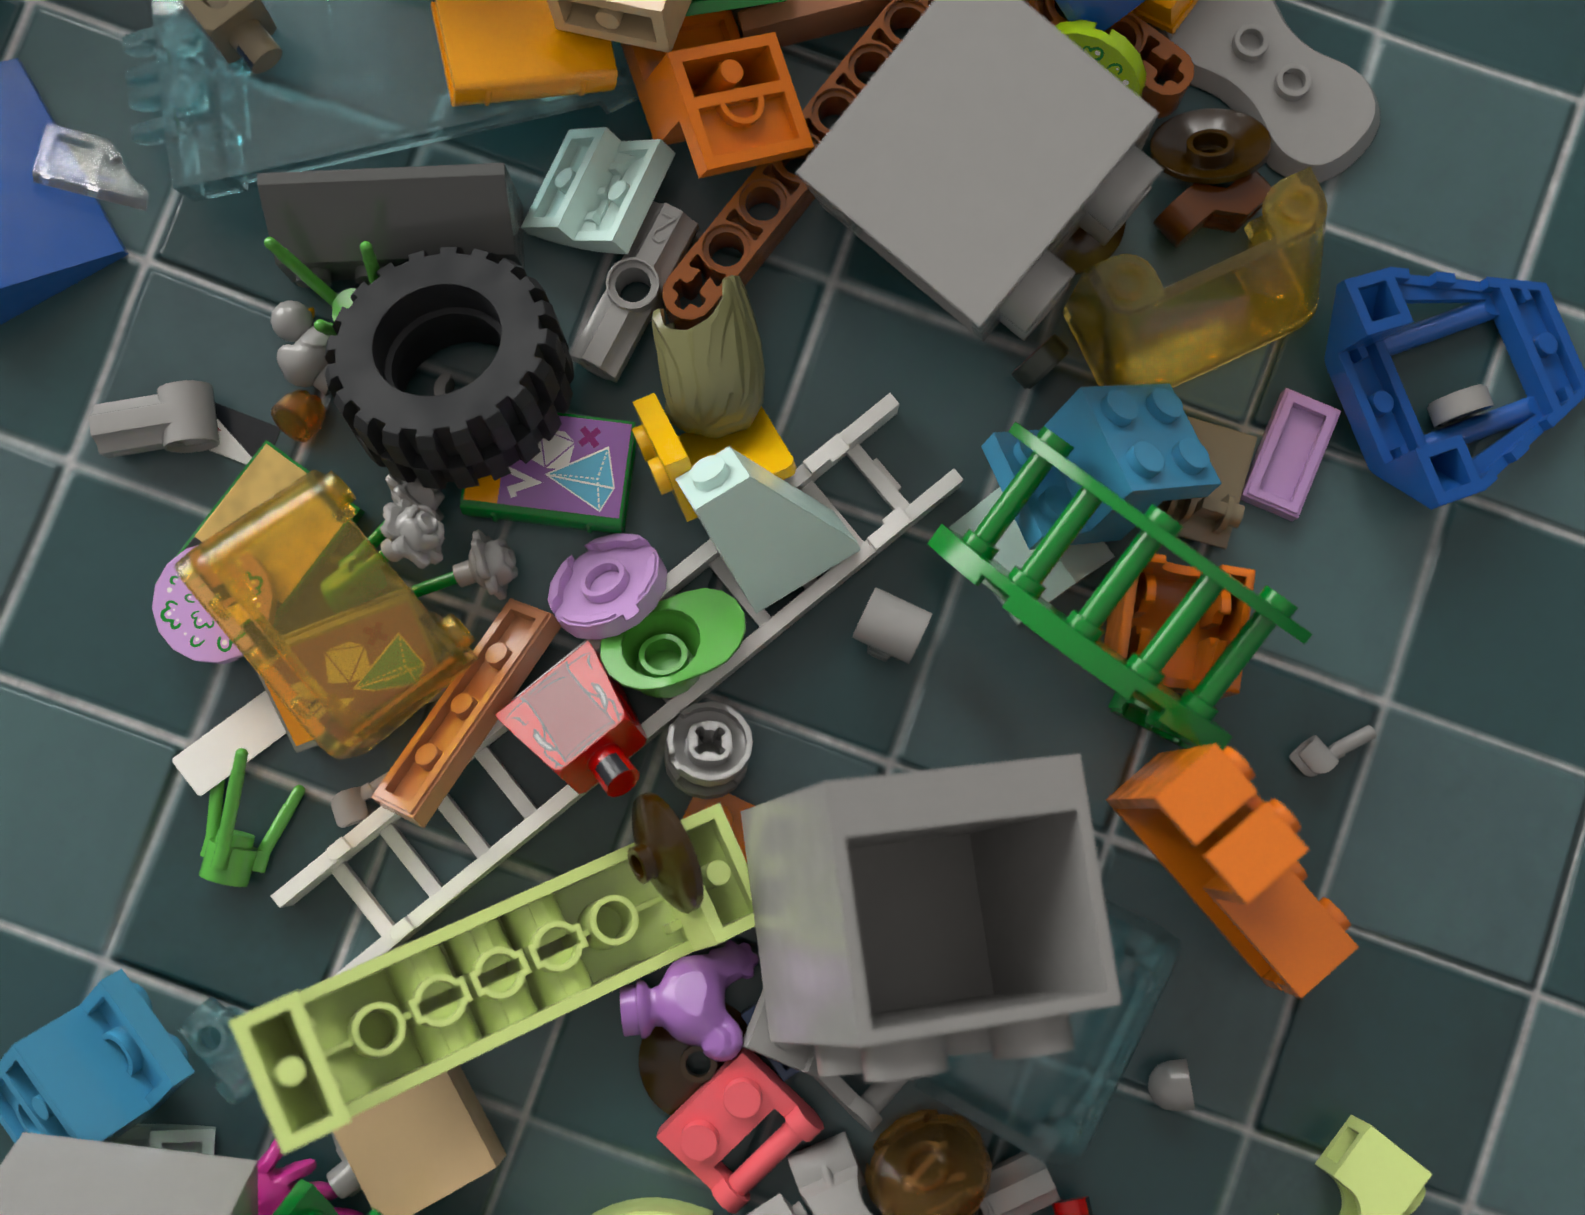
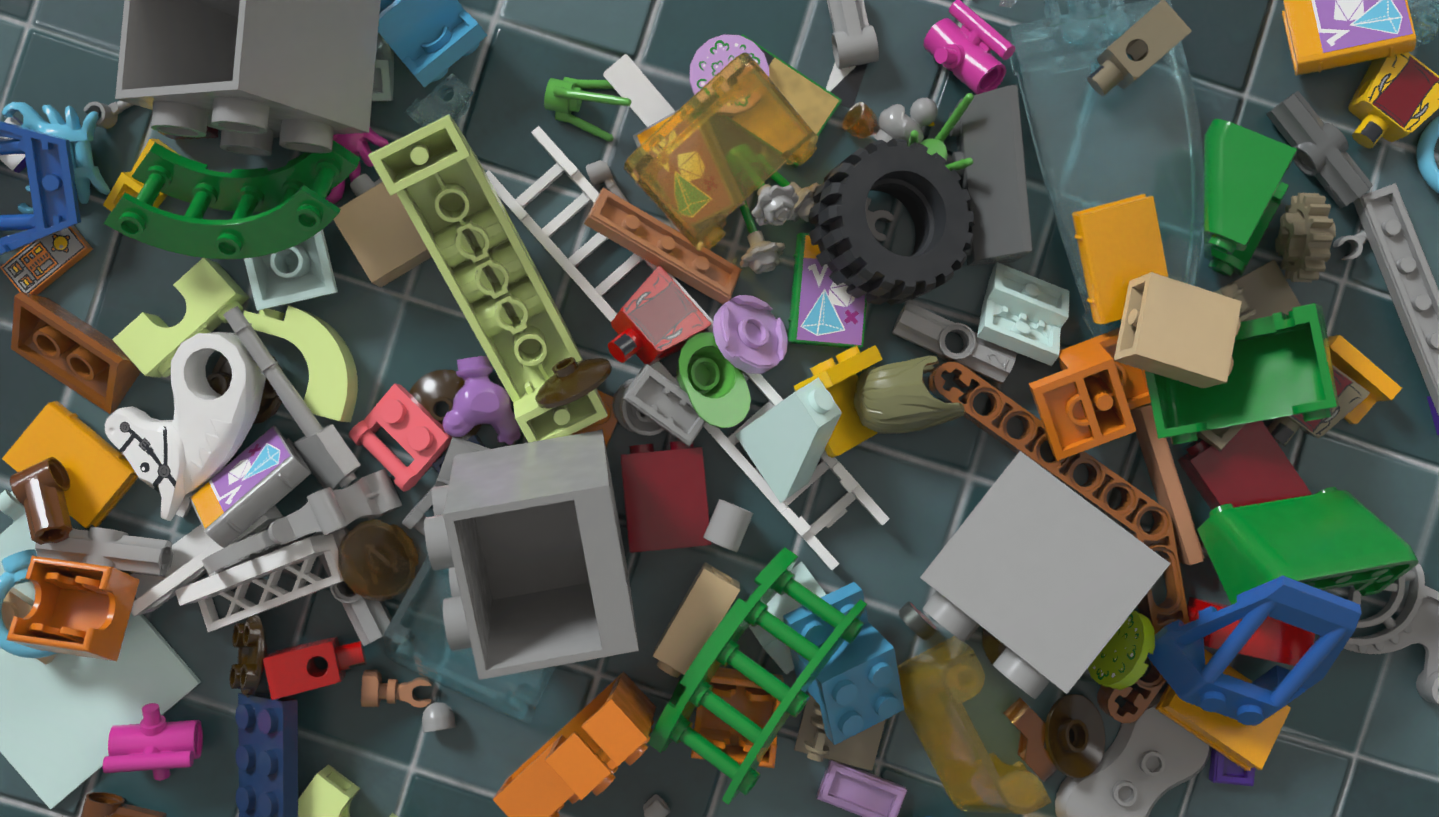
camera: 90 degrees right, 5 degrees up
(202, 249) = (968, 48): none -> dark pink pin
(706, 715) = (664, 404): none -> light grey plate
(845, 719) = (665, 497): none -> dark red brick
(1034, 682) = (695, 619): none -> tan brick
(1128, 1185) = (374, 690): none -> nougat piece

